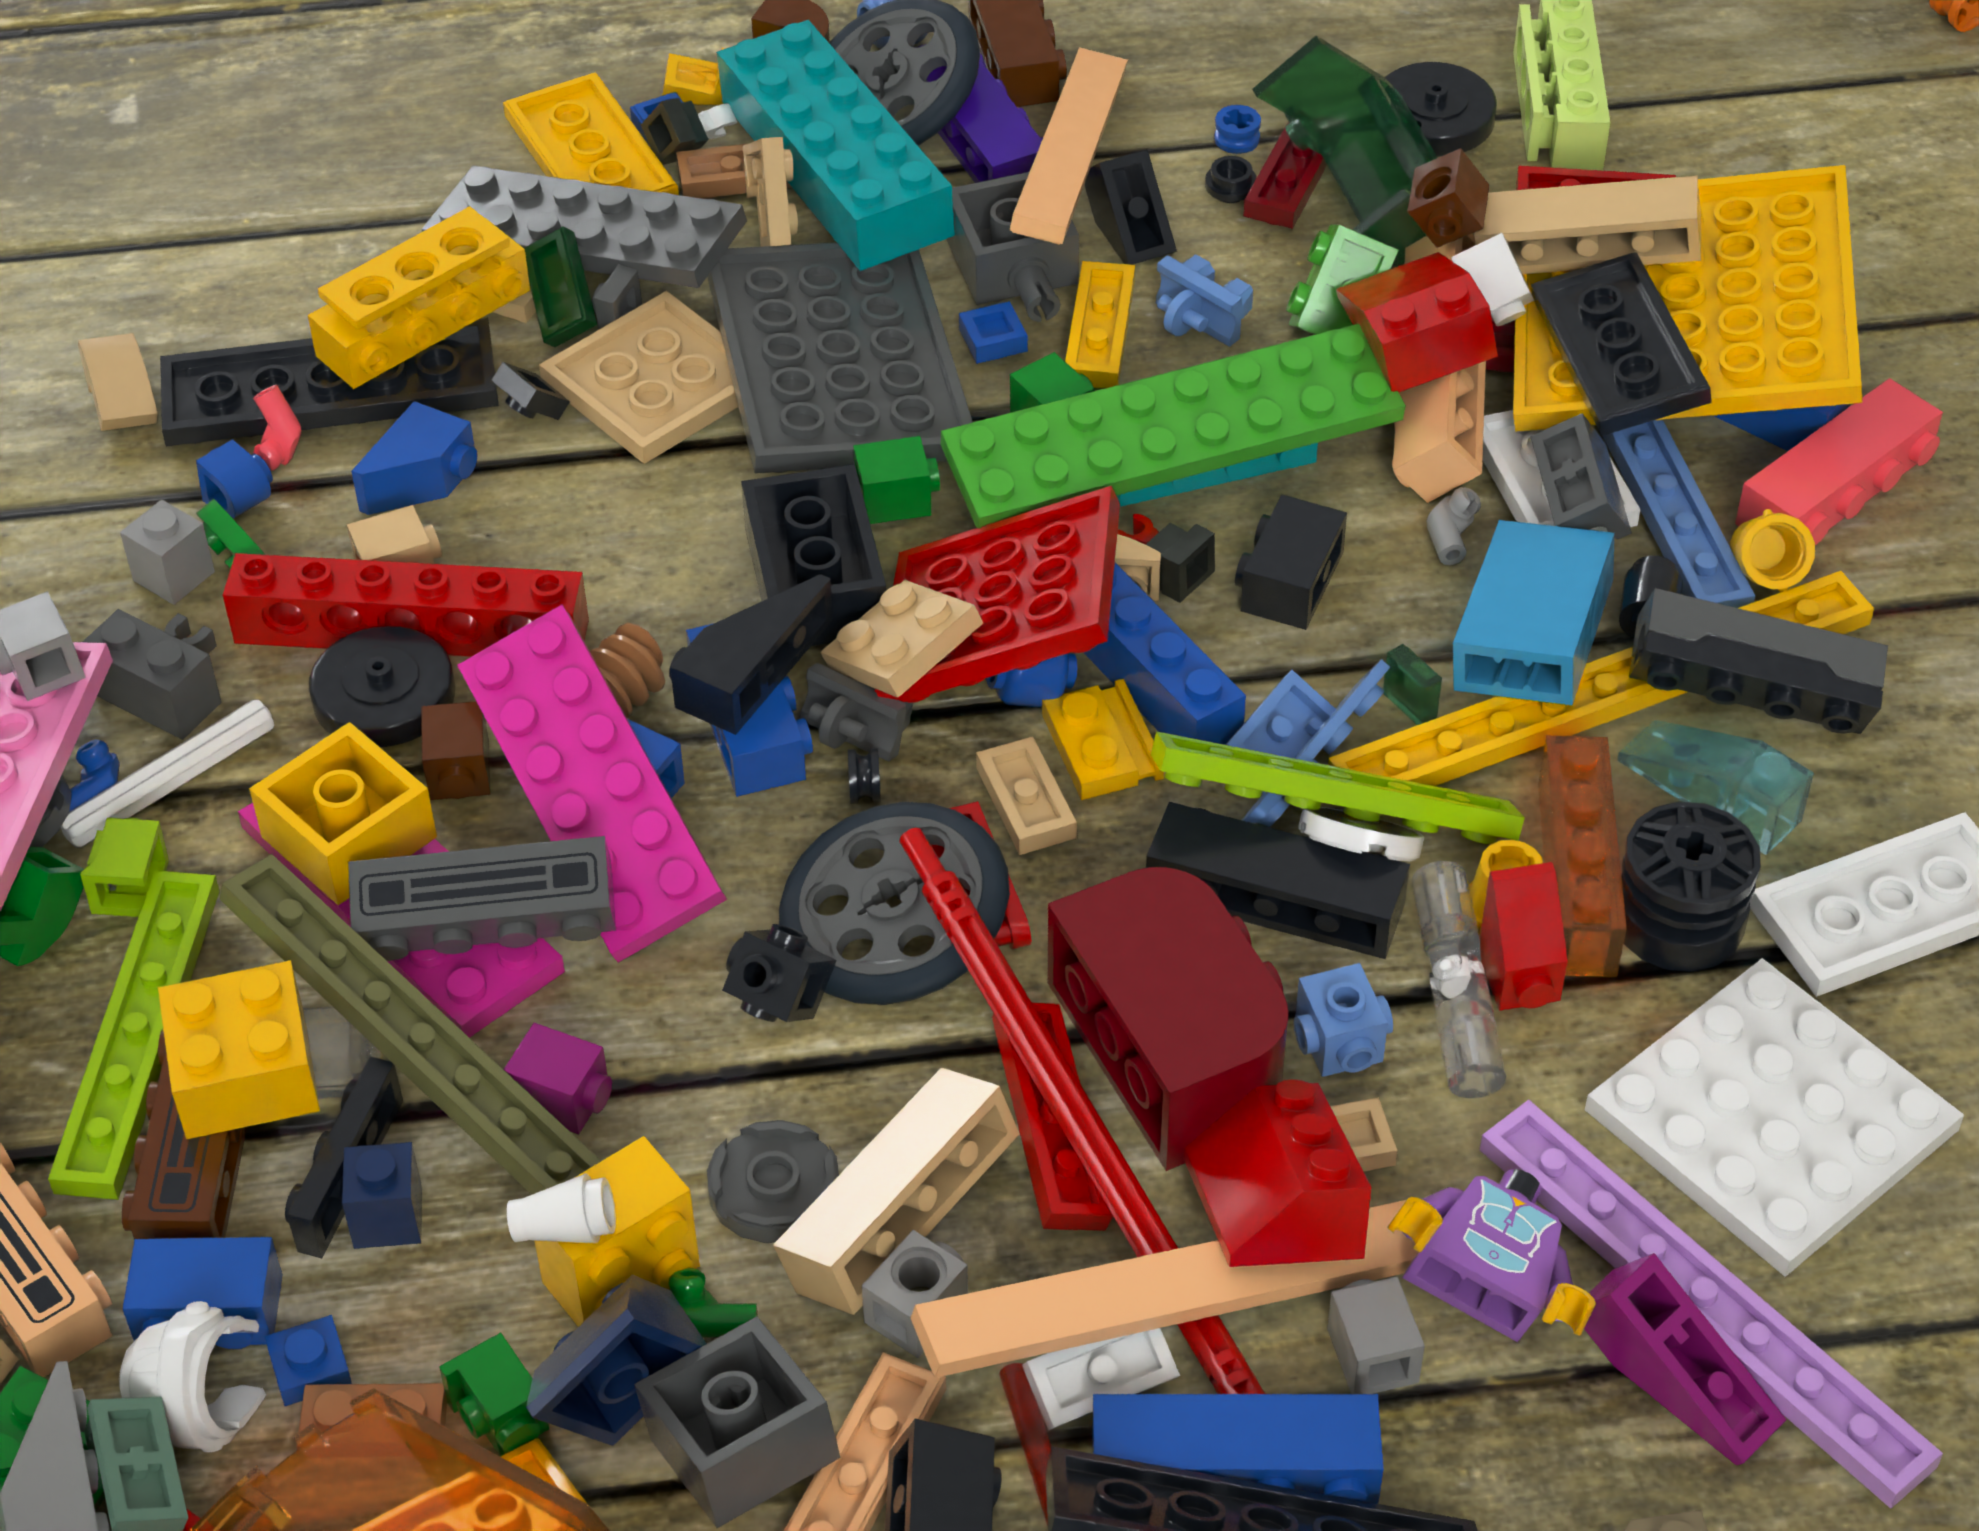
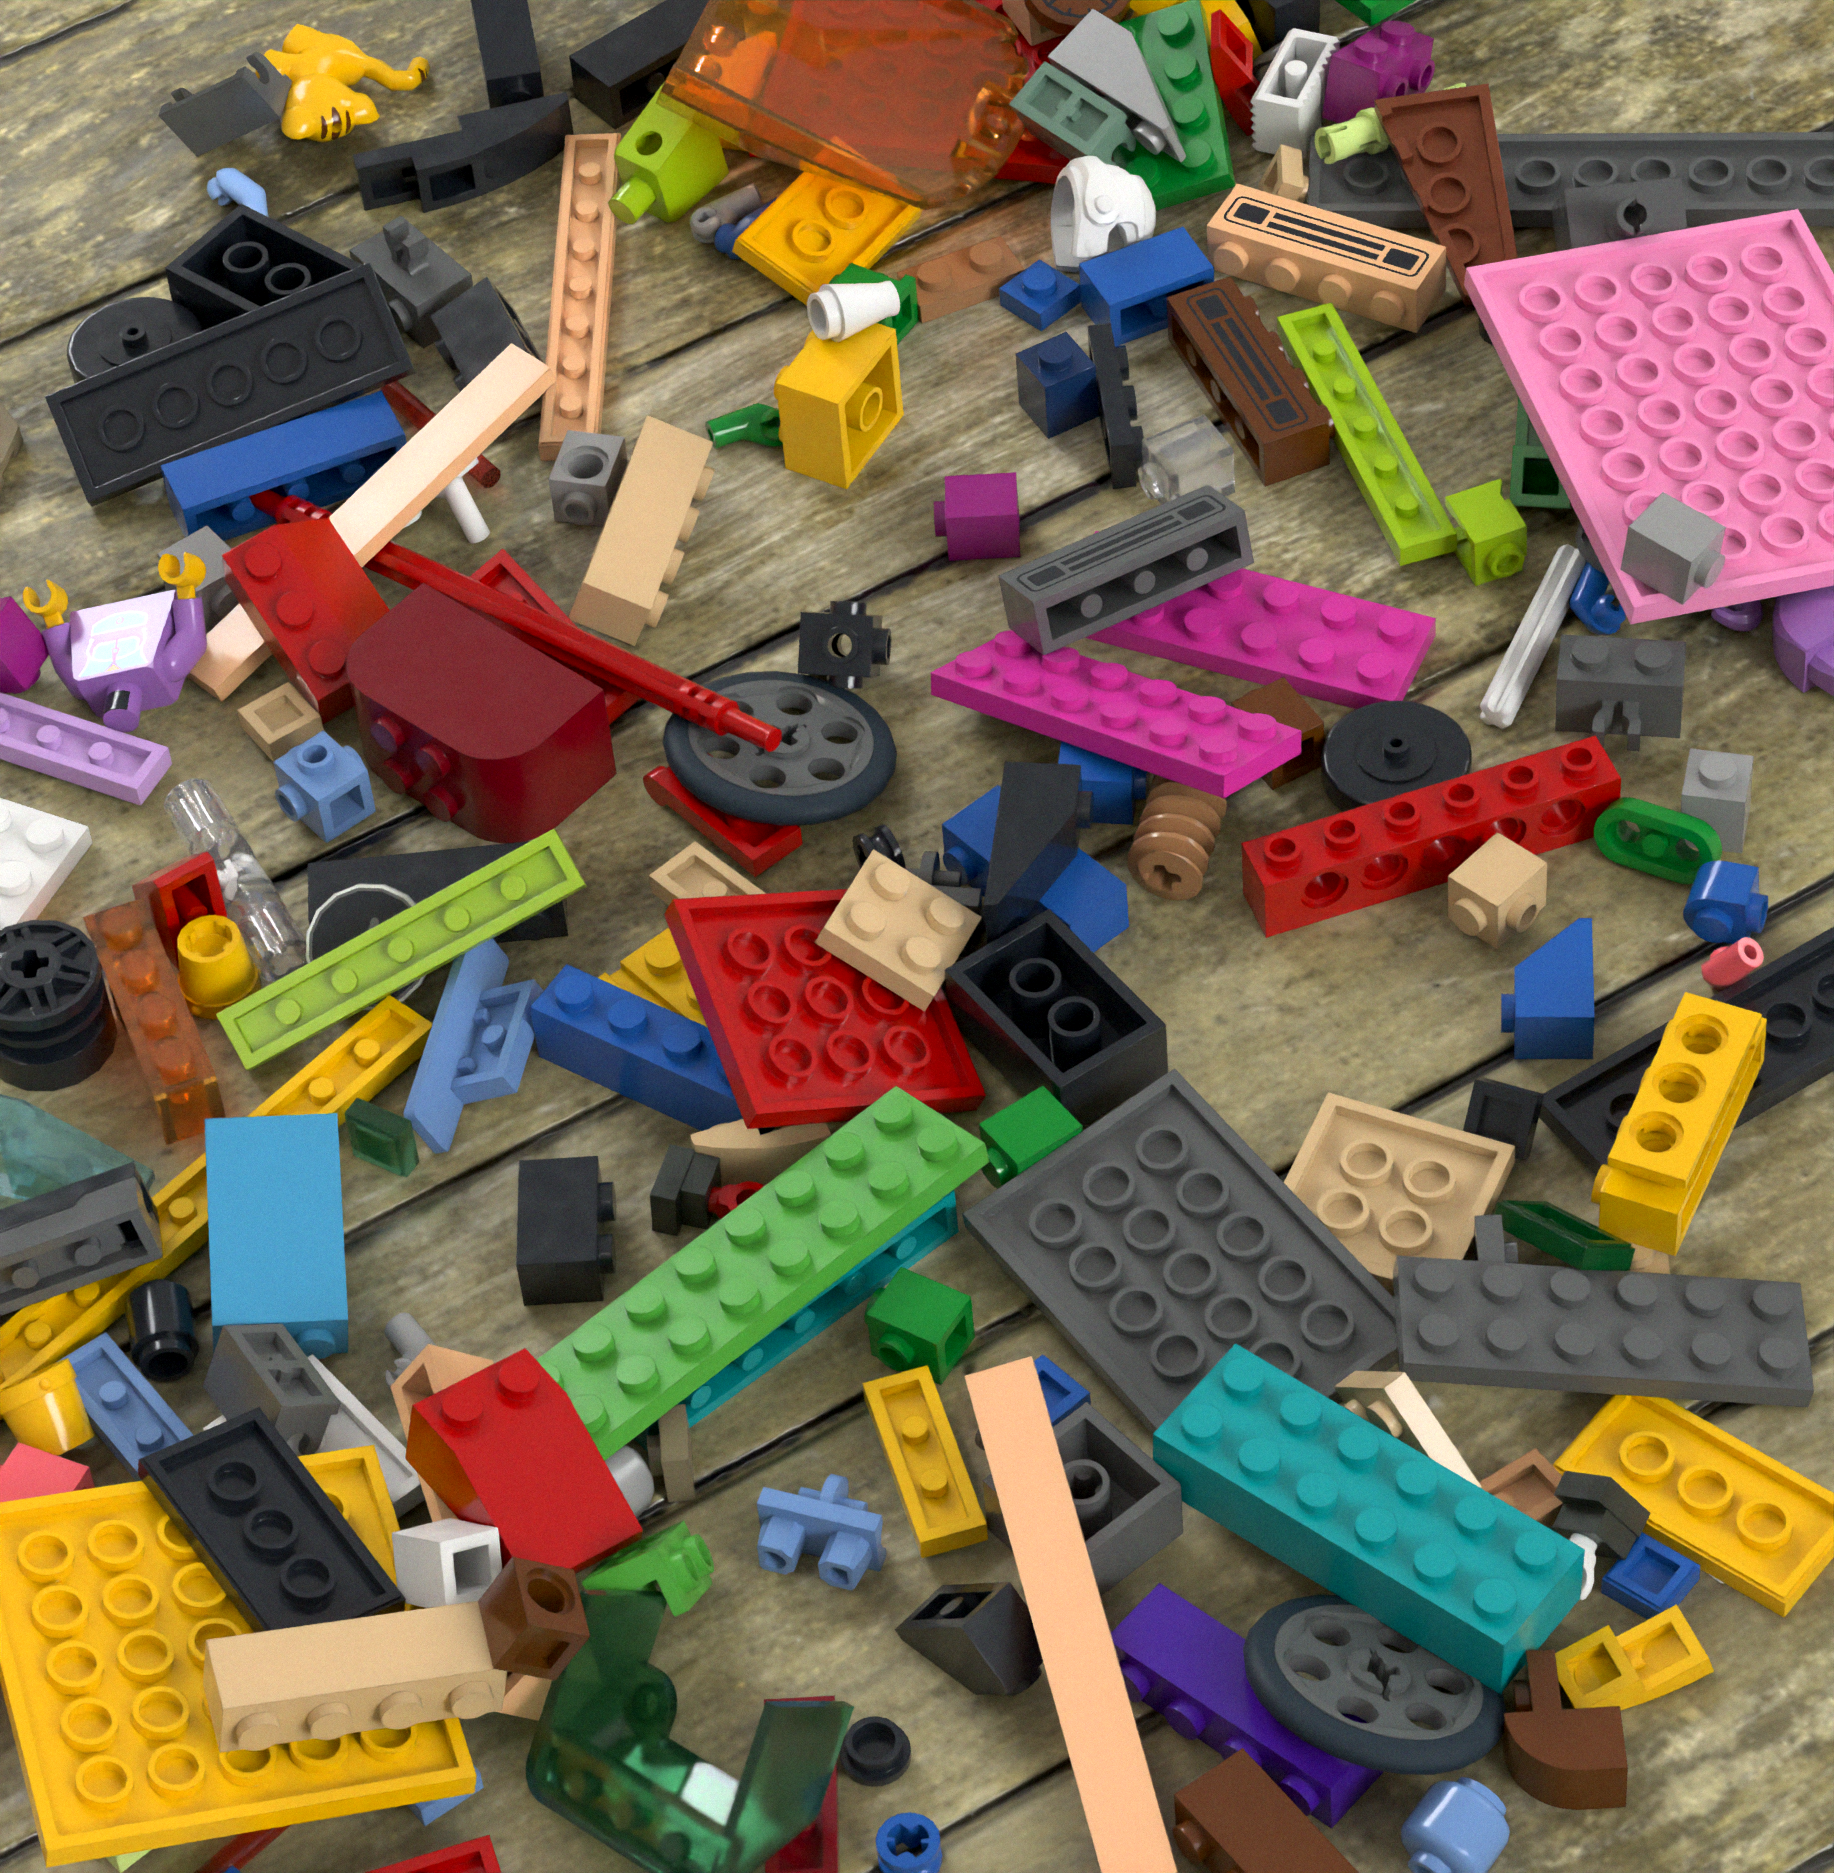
camera: 160 degrees right, 0 degrees up
(238, 1049) = (1224, 370): yellow brick -> none
(340, 807) = (1300, 580): yellow brick -> none
(406, 1027) = (1101, 455): olive plate -> none
(594, 1369) = (768, 300): dark blue slope -> none
(737, 1421) = (675, 333): dark grey brick -> none
(768, 1178) = (759, 533): dark grey tile -> none

